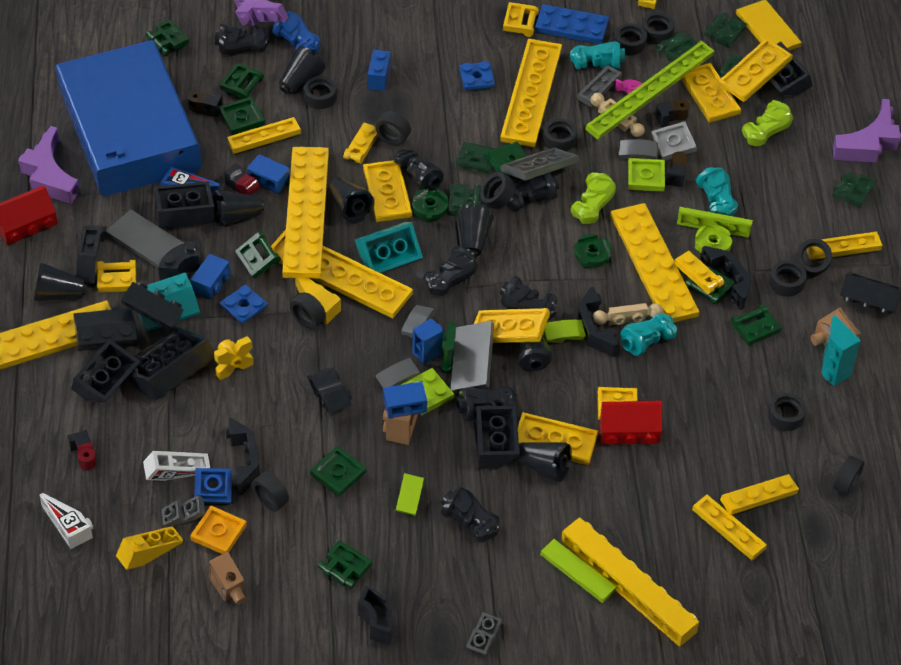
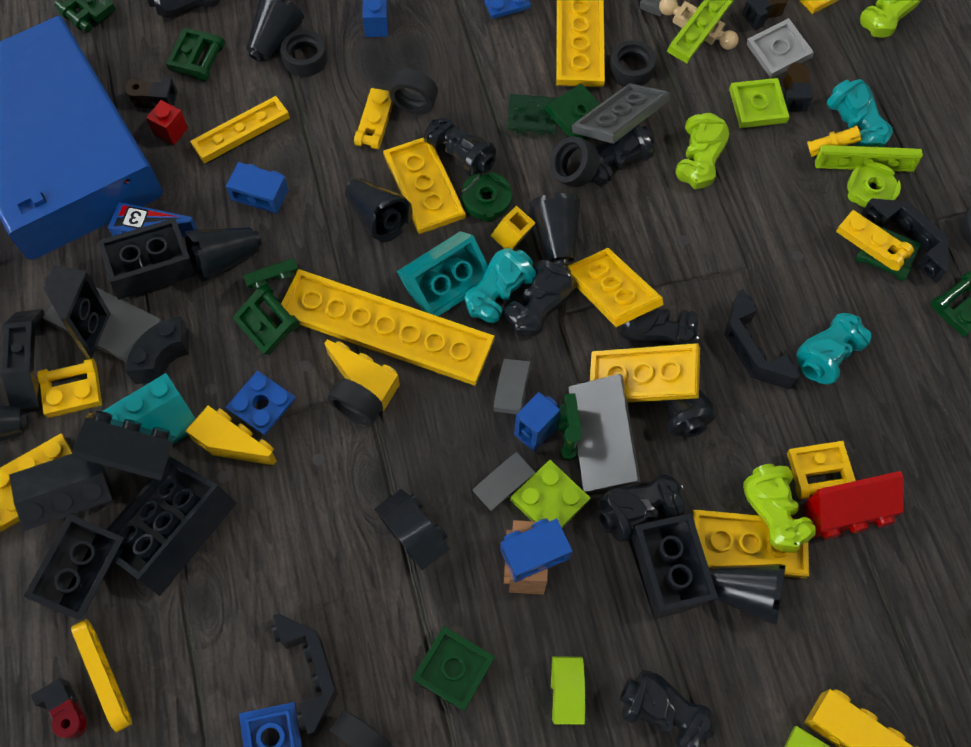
camera: 10 degrees left, 15 degrees up
(111, 436) = (101, 675): none -> yellow beam
(135, 221) = (78, 306): none -> black slope
(173, 465) = (209, 710): white slope -> none
(211, 276) = (205, 366): blue brick -> none
(213, 122) = (167, 122): none -> red brick
(215, 320) = (224, 439): none -> yellow slope
(232, 356) = (259, 501): yellow plant -> none
(240, 180) = (221, 205): leg -> none
(241, 115) = (205, 105): dark green plate -> none
(267, 225) = (261, 276): none -> dark green plate
(306, 213) = (321, 245): yellow plate -> none
(426, 256) = (502, 277): none -> teal animal
(442, 226) = (512, 228): none -> yellow brick
(459, 197) = (523, 183): clear green plate -> none
(502, 270) = (614, 287): none -> yellow tile
(565, 329) = (720, 363): lime slope -> none
(575, 410) = (772, 500): none -> lime animal
(589, 259) = (717, 242): dark green plate -> none
(626, 314) = (788, 324): tan plate -> none
(638, 148) = (739, 66): dark grey slope -> none
(654, 262) = (806, 234): yellow plate -> none
(702, 204) = (838, 139): none -> yellow pin

